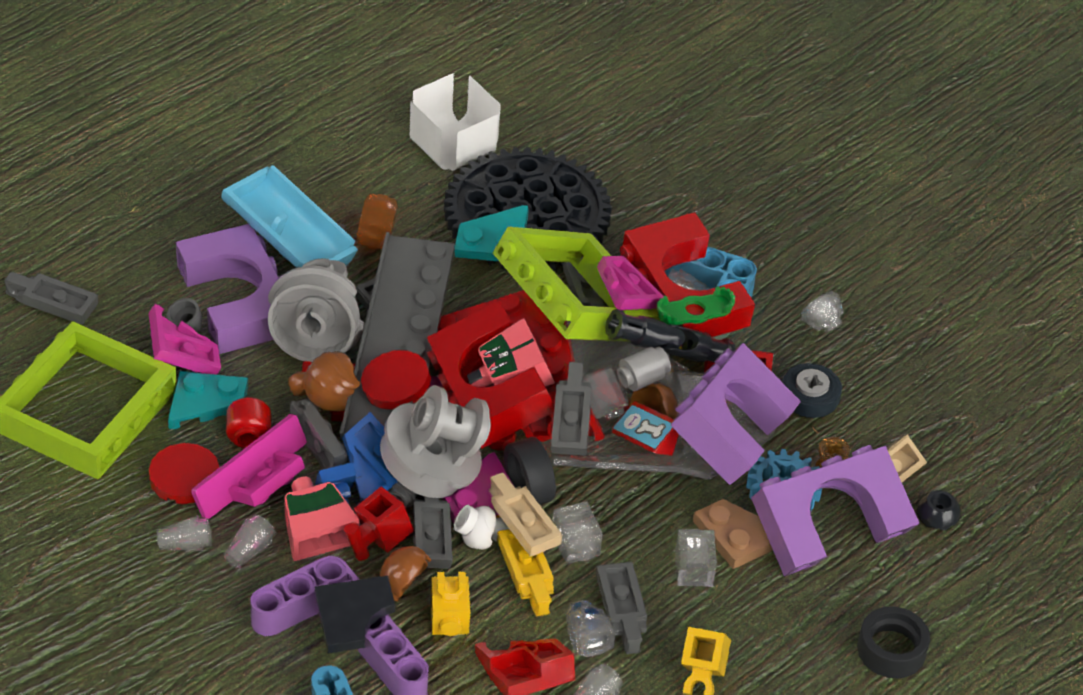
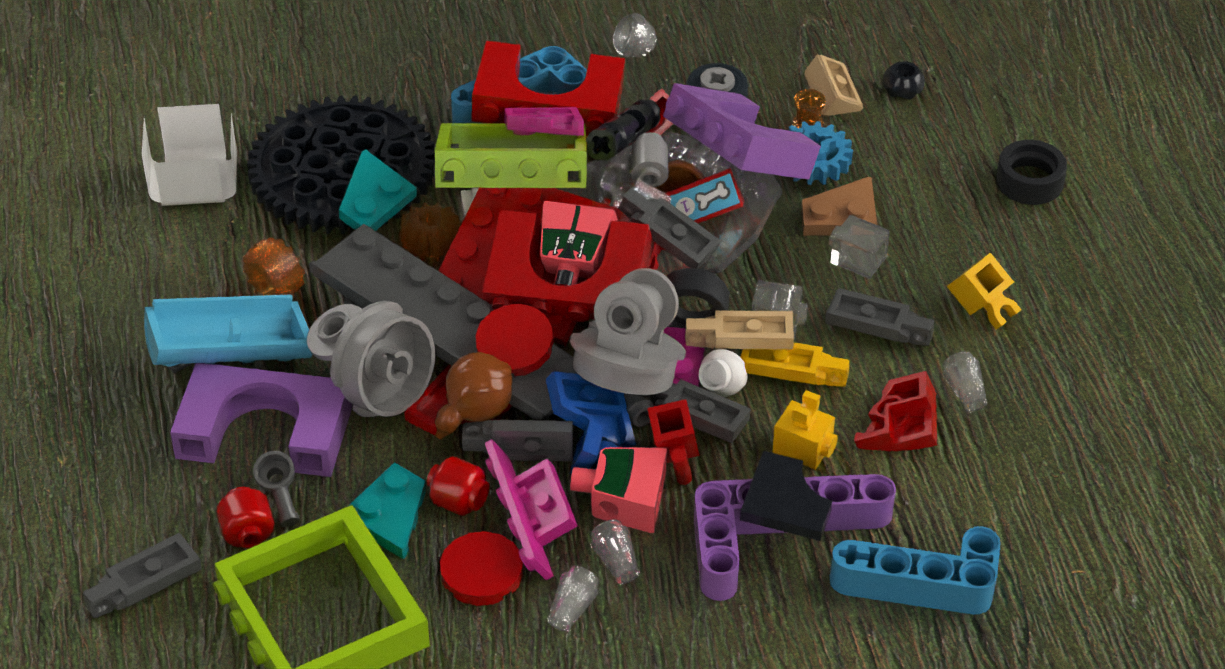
camera: 55 degrees left, 0 degrees up
(133, 323) = (244, 516): none -> red head
(182, 345) = (317, 491): dark pink wing -> none
(403, 568) = (747, 440): dark orange hair -> none
(491, 284) = (429, 230): none -> clear orange gear
(589, 629) = (888, 353): clear rock -> none
(714, 305) = (612, 78): green piece -> none
(865, 477) = (857, 150): medium lavender arch -> none

